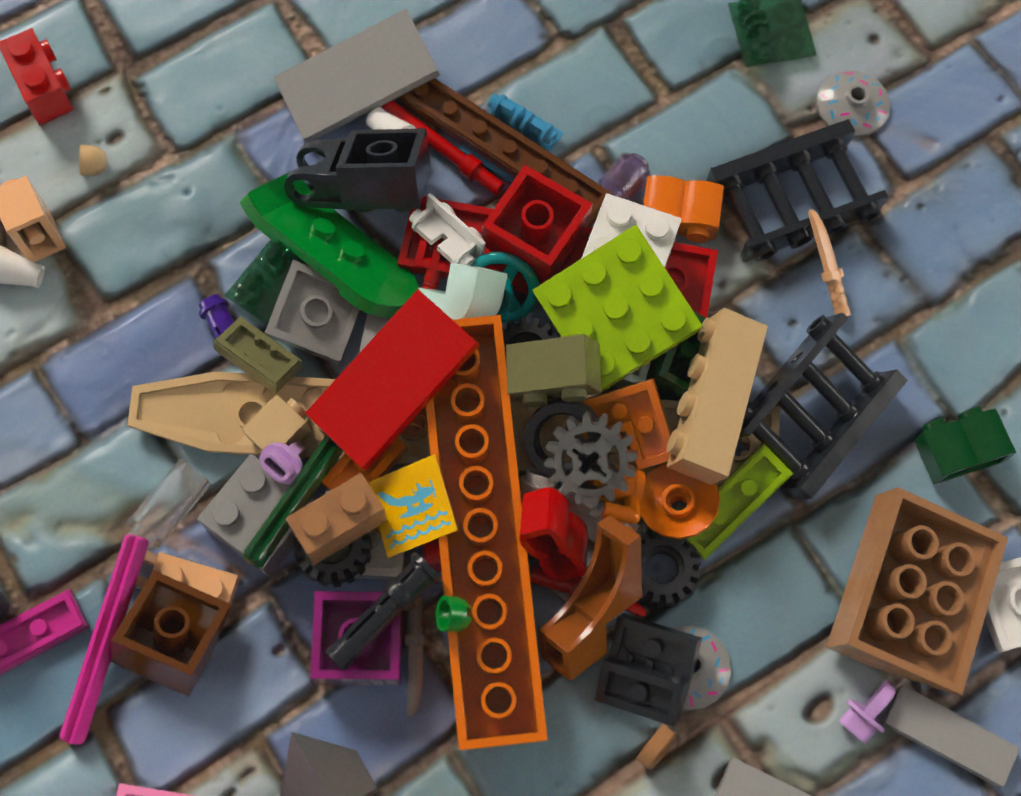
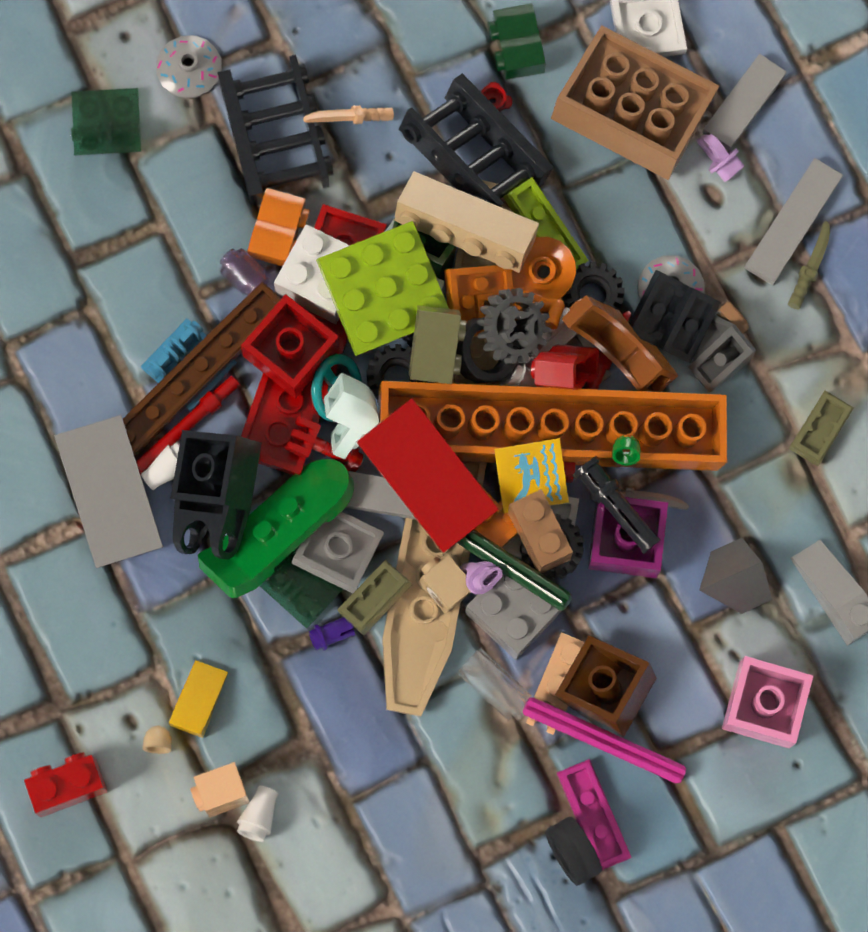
camera: 85 degrees left, 5 degrees up
(137, 194) = (198, 699): none -> yellow slope
(439, 221) = (296, 412): white hinge -> none
(607, 734) = (721, 354): none -> dark grey slope
(895, 426) = (495, 91): none -> red plate

